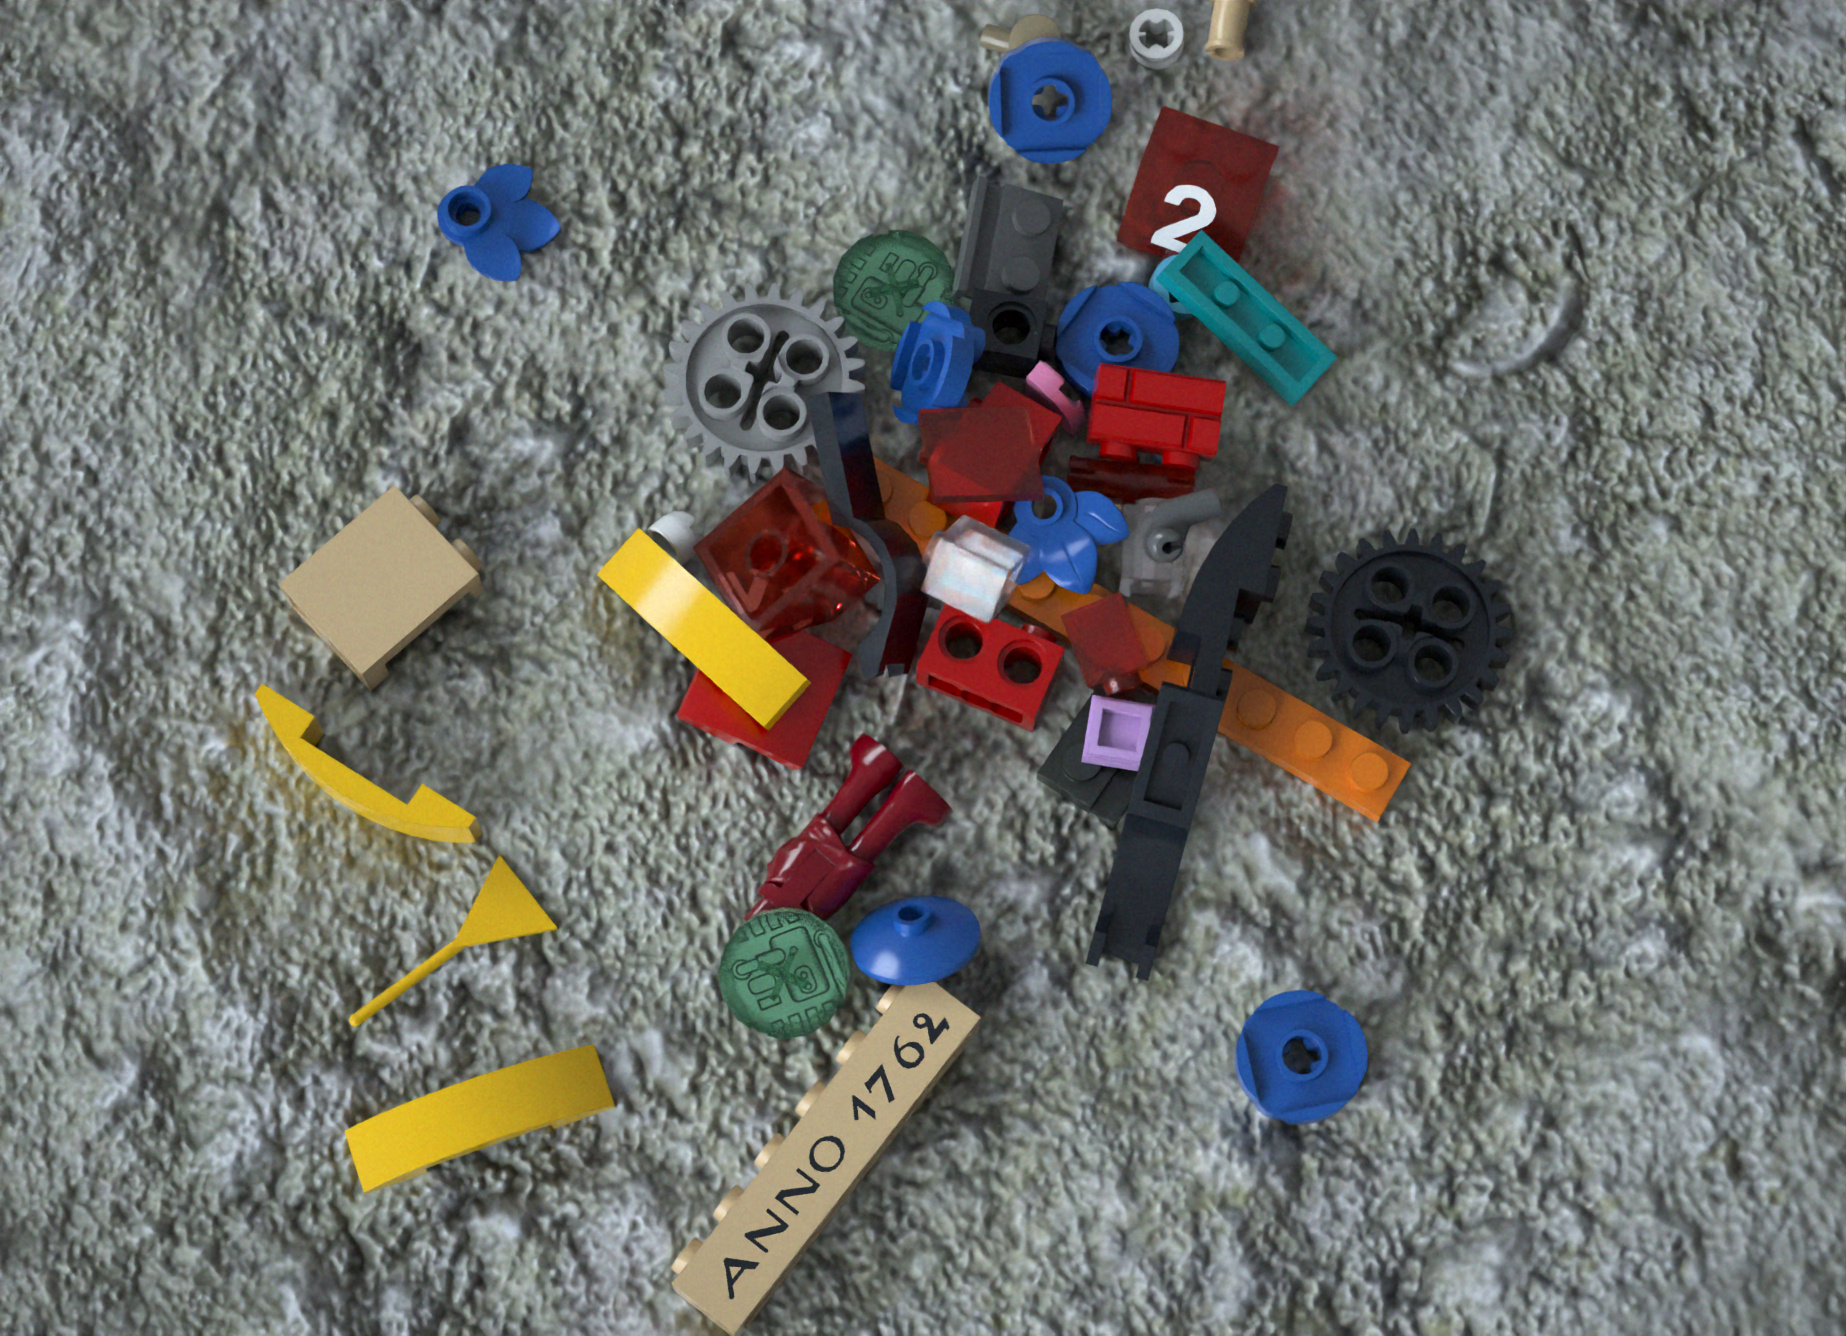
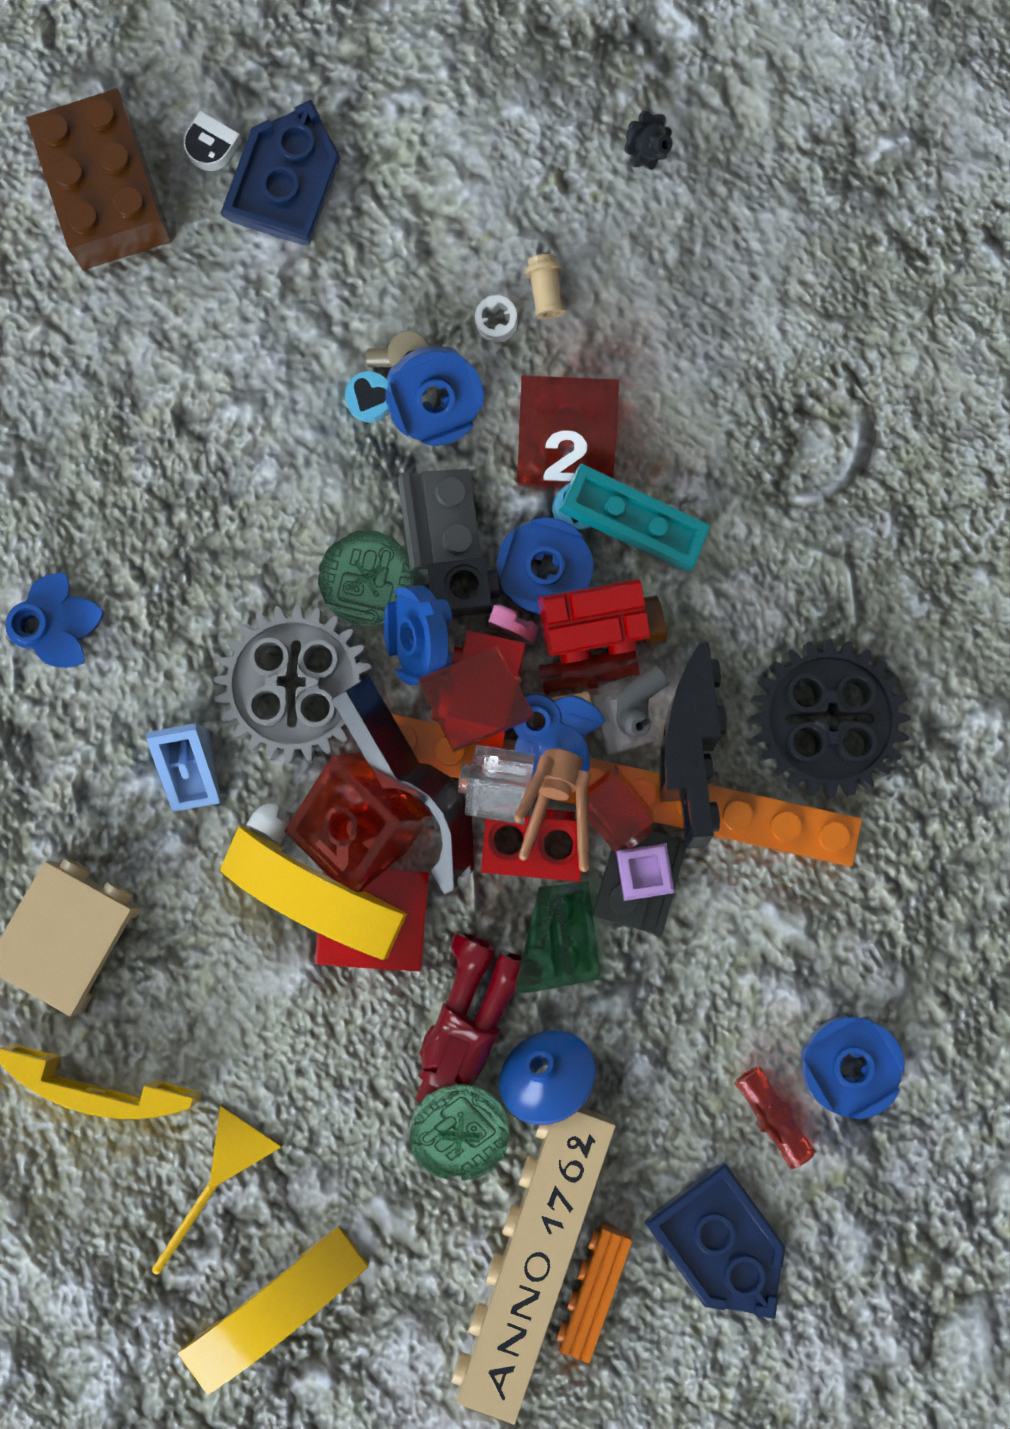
camera: 15 degrees left, 10 degrees up
(600, 432) = (185, 765): none -> light blue slope
(887, 1224) = (595, 1292): none -> orange piece
(967, 79) = (367, 396): none -> medium azure tile
(987, 783) = (560, 940): none -> clear green wing
(1050, 575) = (555, 778): none -> nougat plant
(1065, 1222) = (721, 1244): none -> dark blue tile
(1156, 826) = (696, 935): black piece -> none
(1183, 1087) = (775, 1117): none -> clear red pin
(1229, 446) = (655, 621): none -> reddish brown tile

